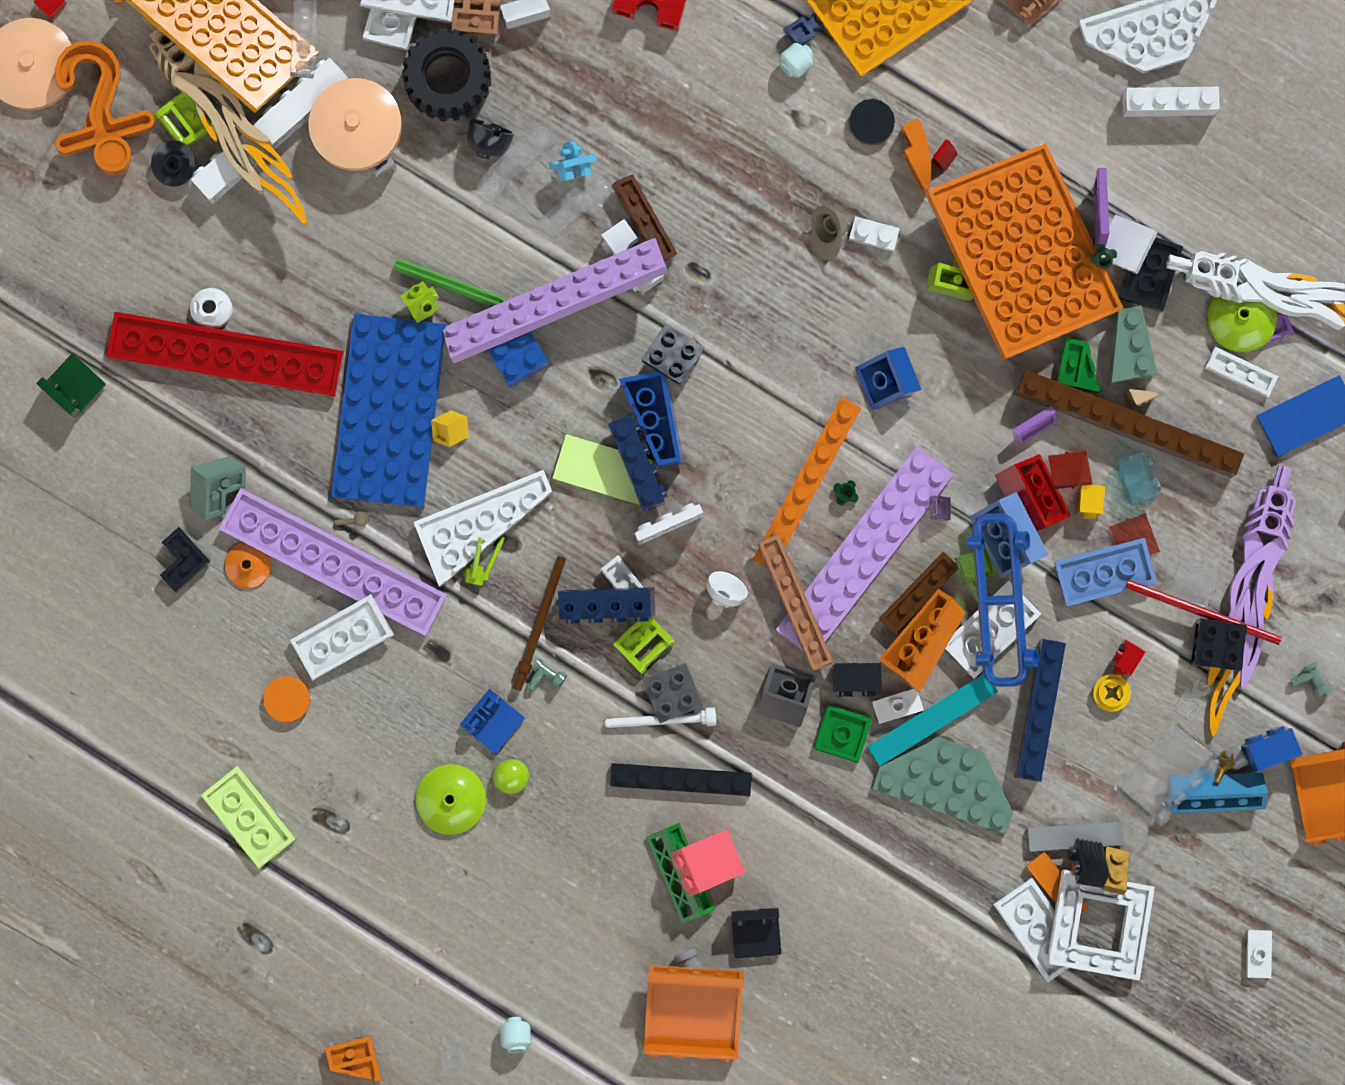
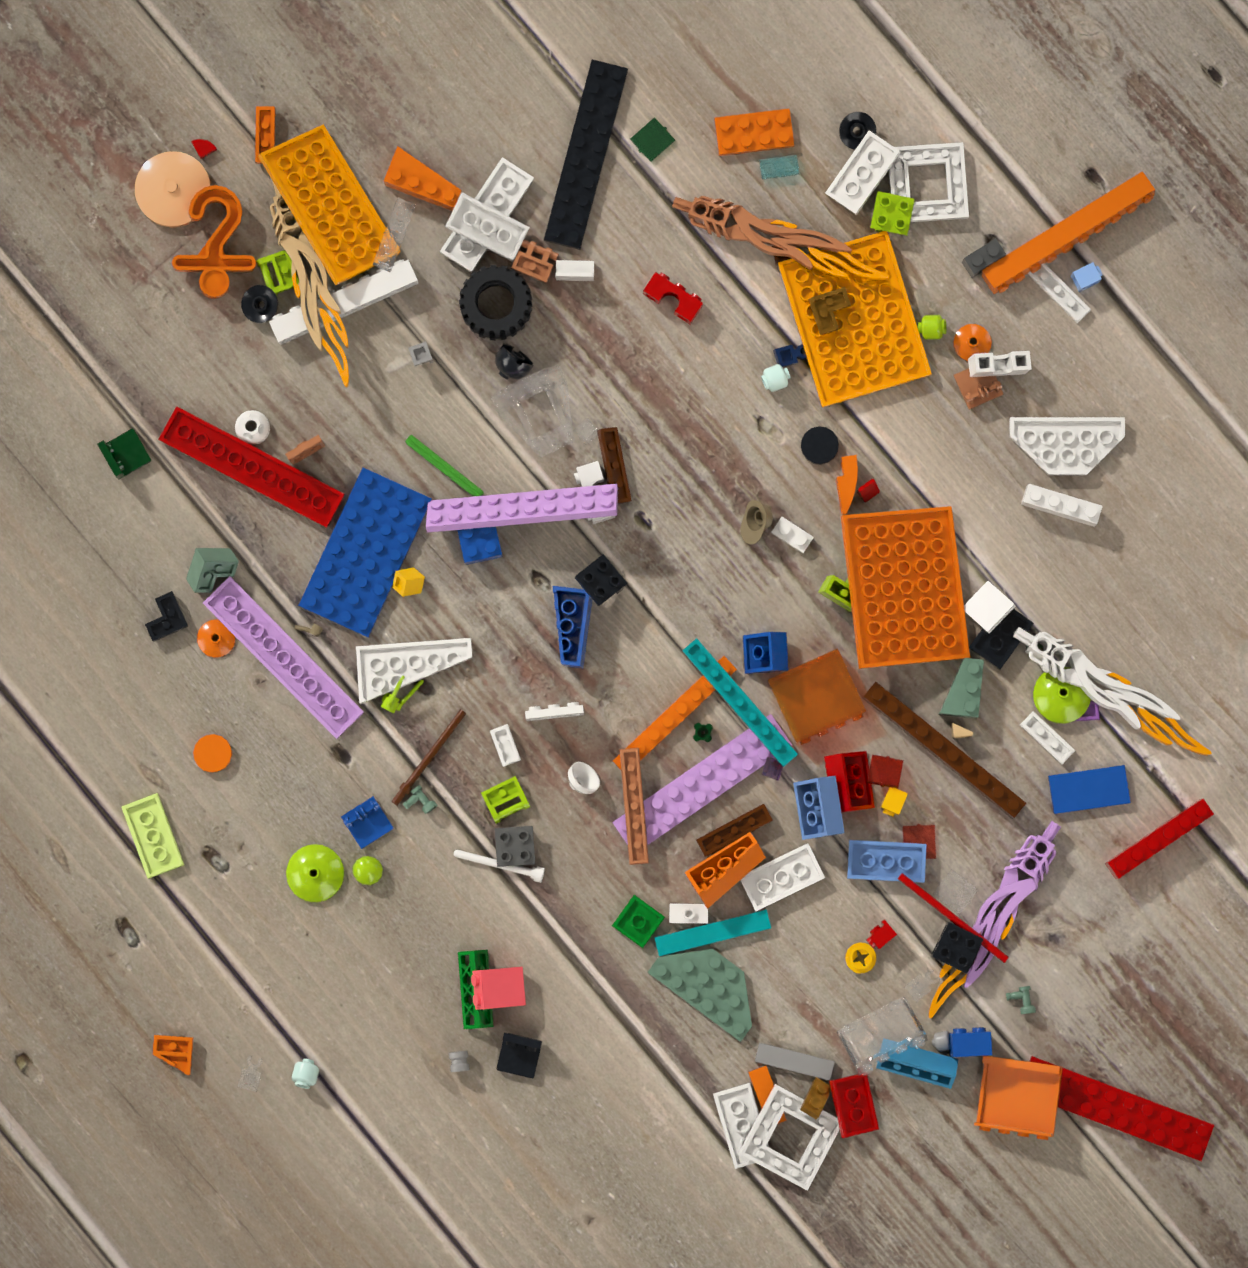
camera: 25 degrees right, 0 degrees up
(281, 313) = (305, 449): none -> nougat plate
(341, 637) = (271, 718): white tile -> none
(355, 124) = (411, 319): light nougat dish -> none
(421, 301) = (418, 474): lime brick -> none
(581, 162) = (573, 400): medium azure hips -> none
(594, 469) = (518, 653): yellowish green tile -> none
(606, 603) = (485, 759): dark blue brick -> none
(636, 463) = (545, 657): dark blue brick -> none
(681, 779) = (499, 916): black plate -> none
(693, 1012) = (449, 1101): orange panel -> none
(786, 695) = (603, 876): dark grey slope -> none
(857, 678) = (663, 881): black brick -> none
(878, 444) = (739, 702): none -> teal plate
(964, 409) = (817, 697): none -> clear orange panel
(967, 568) = (784, 824): clear neon green brick -> none
(1017, 541) = (822, 815): blue bar -> none
(1035, 425) = (869, 727): medium lavender tile -> none
(1040, 711) = (799, 953): dark blue brick -> none
(1076, 366) = (918, 691): green wing -> none
(1088, 863) = (797, 1085): black brick -> none
(1100, 262) = (966, 616): dark green plate -> none
(1101, 212) = (976, 573): medium lavender tile -> none
(1138, 478) = (937, 795): clear light blue brick -> none
(1160, 864) = (854, 1105): none -> red tile
(1225, 764) = (932, 1043): pearl gold hand -> none
(1259, 954) = (909, 1201): white plate -> none

